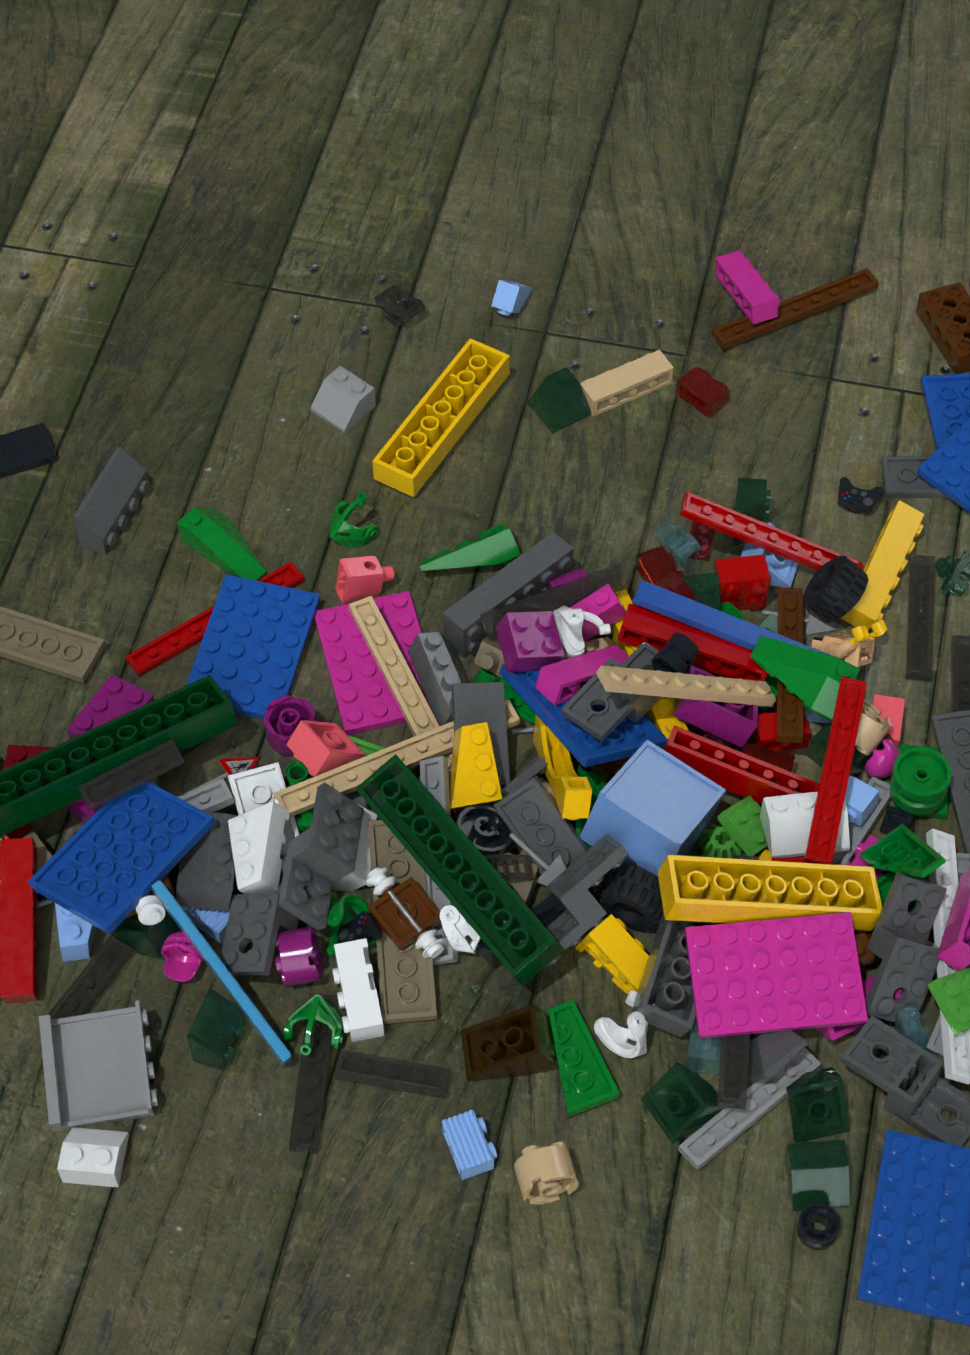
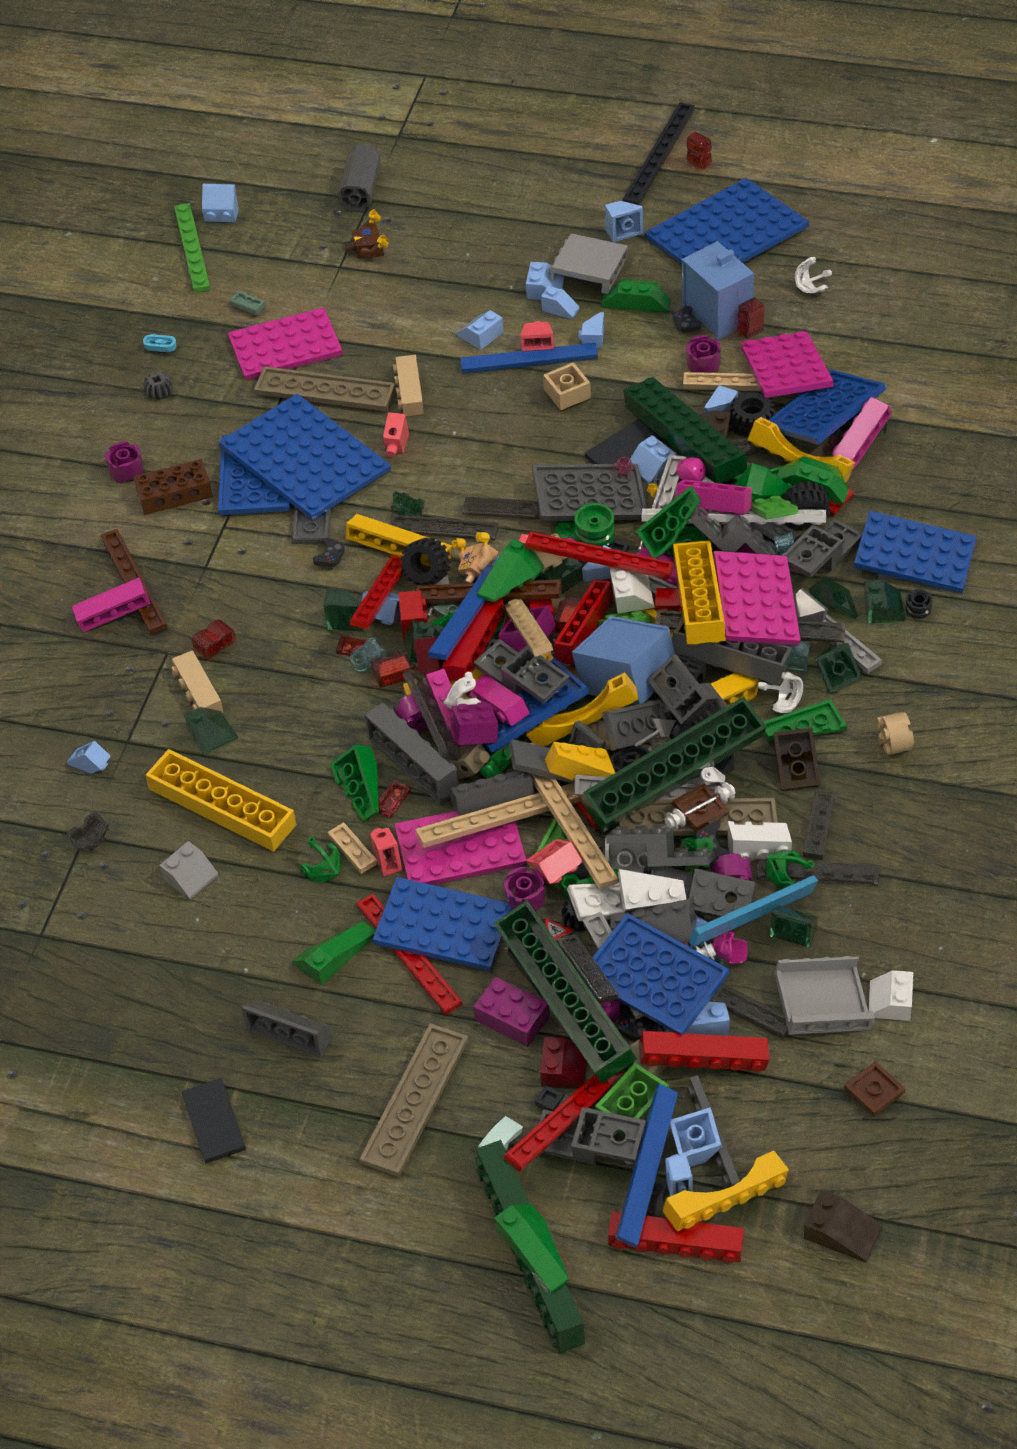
camera: 85 degrees left, 5 degrees down
(380, 545) = (352, 848): none -> tan plate
(448, 586) = (392, 798): none -> clear red tile
(468, 1145) = (872, 780): light blue brick -> none
(677, 654) = (498, 637): black wheel -> none

